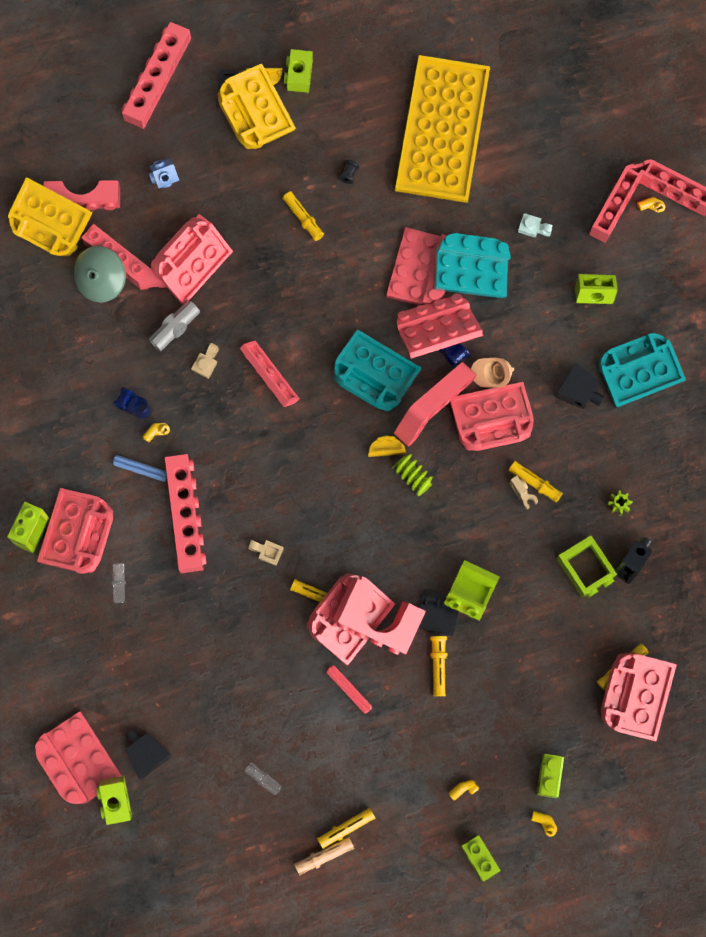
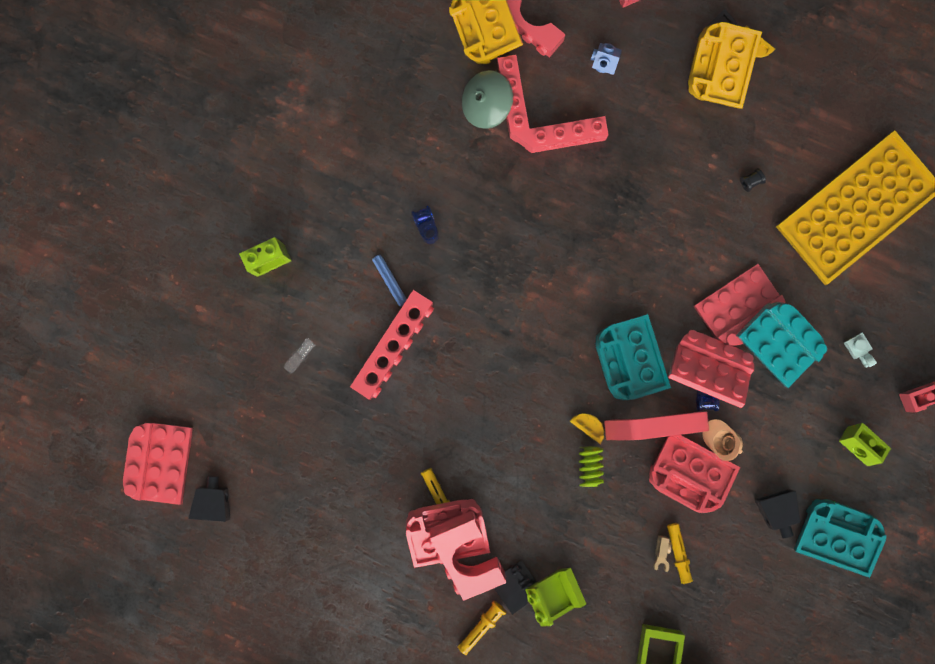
camera: 50 degrees right, 10 degrees up
(76, 532) = (300, 289): coral plate -> none
(115, 788) = (158, 518): lime brick -> none
(156, 429) = (426, 259): yellow arm -> none
(174, 325) = (510, 189): light grey piece -> none
(190, 258) = (567, 147): coral plate -> none
(205, 364) = (508, 240): tan plate -> none
(263, 778) = (280, 596): clear axle -> none
(268, 552) = (430, 429): tan plate -> none
(269, 373) = (550, 291): coral plate -> none
(299, 60) = (794, 54): lime brick -> none
(307, 221) = (685, 186): yellow pin -> none
(349, 689) = (400, 587): coral axle -> none
(616, 506) = (735, 631): lime gear -> none

